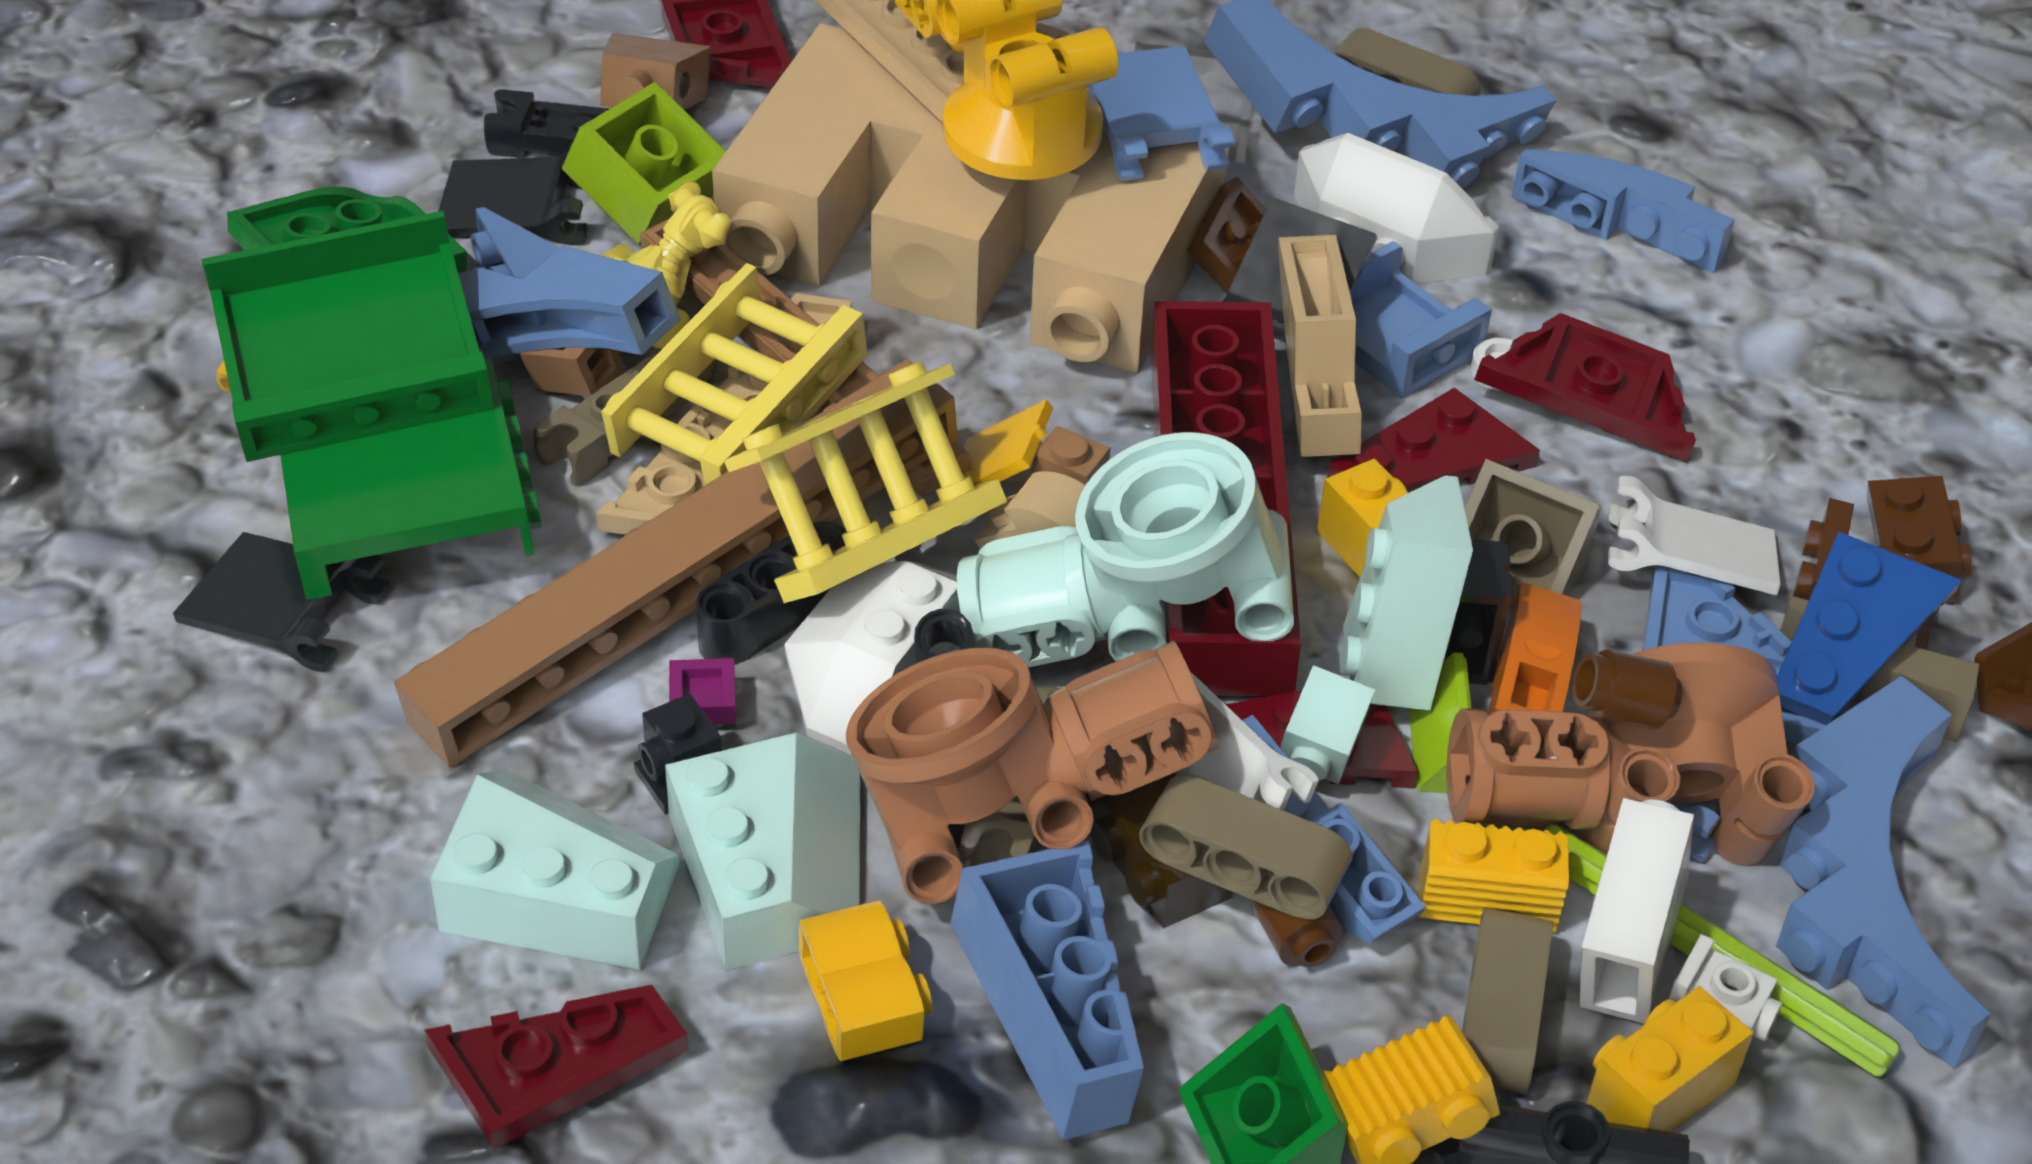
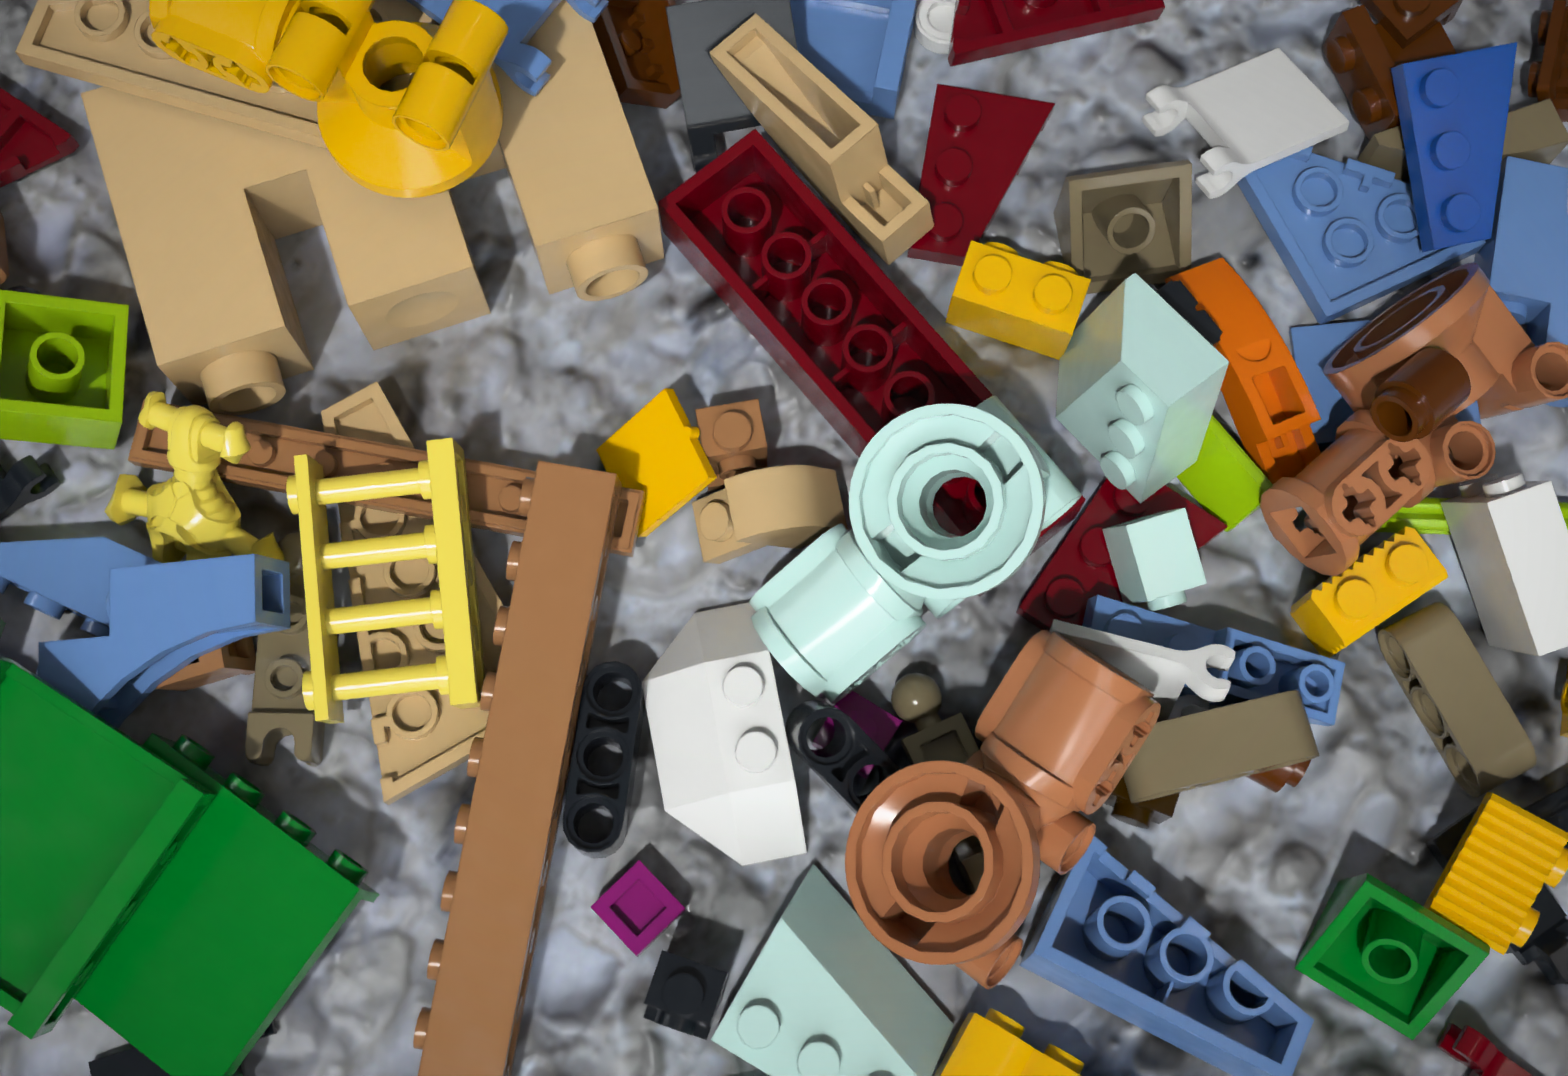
camera: 40 degrees left, 30 degrees up
(865, 541) = (675, 639): light yellow fence -> none

